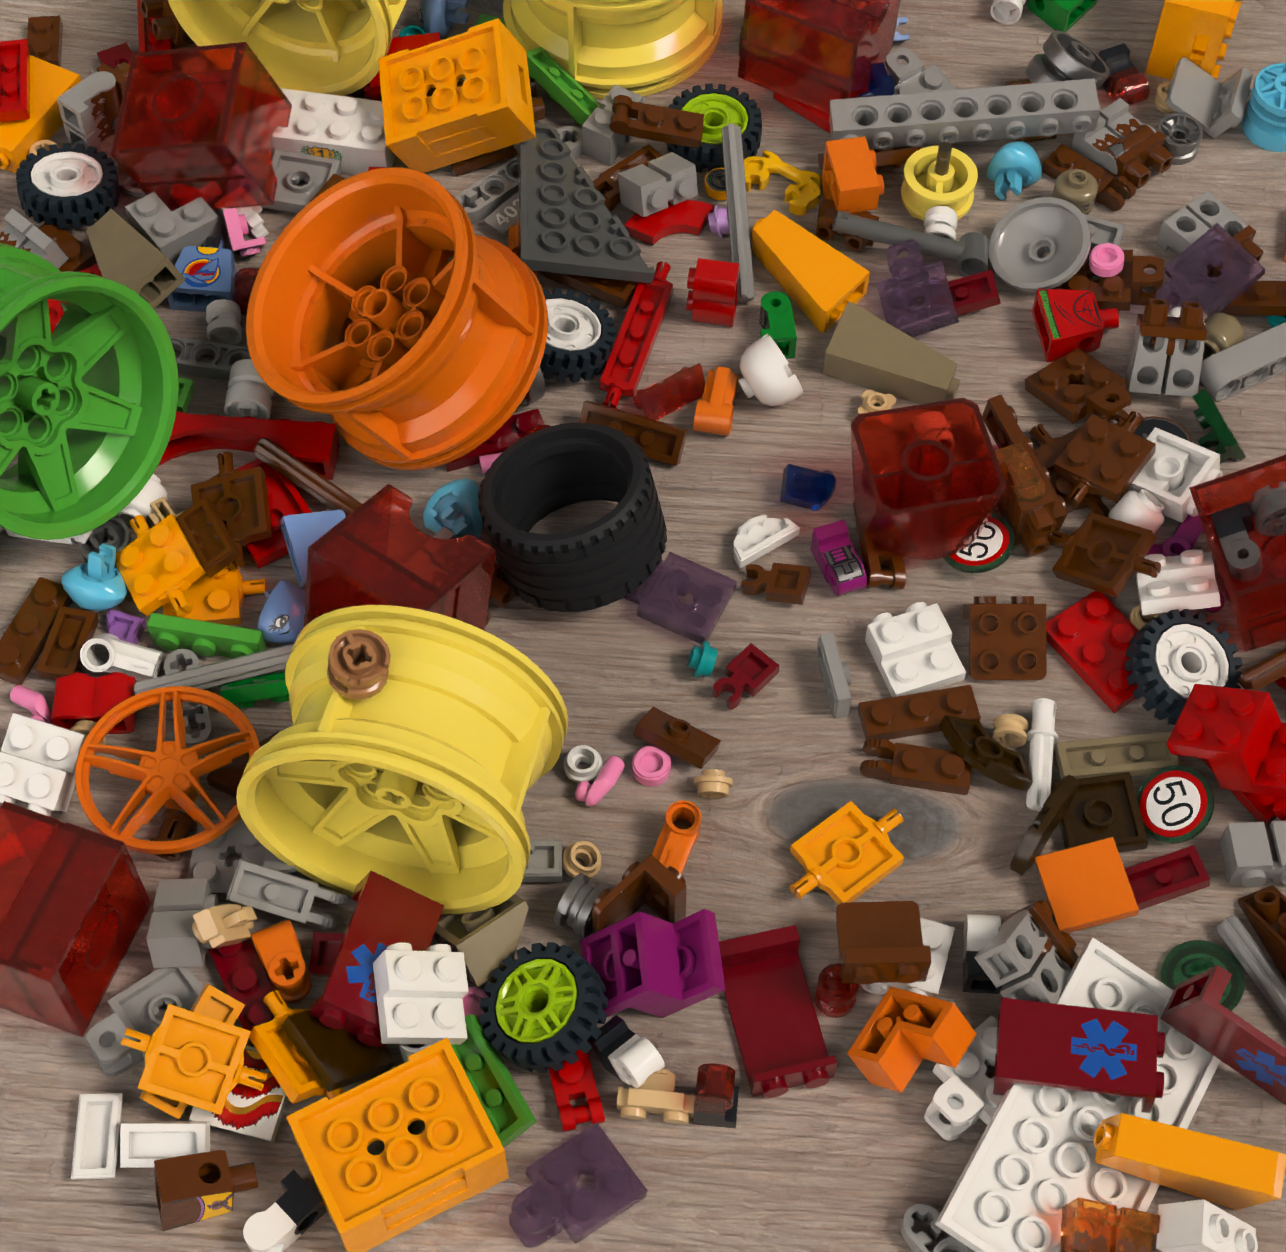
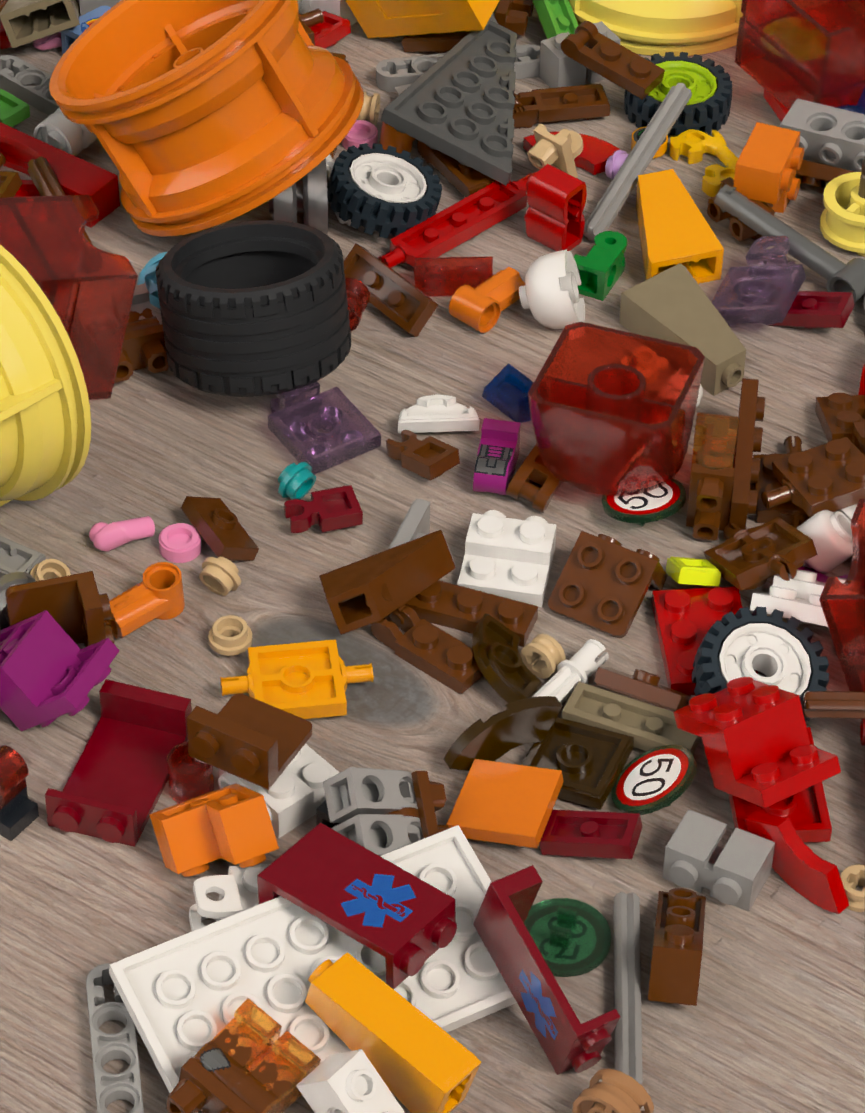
camera: 30 degrees right, 15 degrees down
(579, 755) = (117, 508): white plate -> none
(648, 190) = (563, 110): light grey piece -> none
(674, 237) = (556, 149): none -> tan hips
(766, 829) = (230, 635): none -> tan plate
(851, 735) = (385, 581): none -> reddish brown slope
(941, 222) = (841, 243): white wheel -> none
(1060, 593) = (693, 571): none -> neon yellow tile
(1103, 722) = (641, 686): none -> reddish brown plate

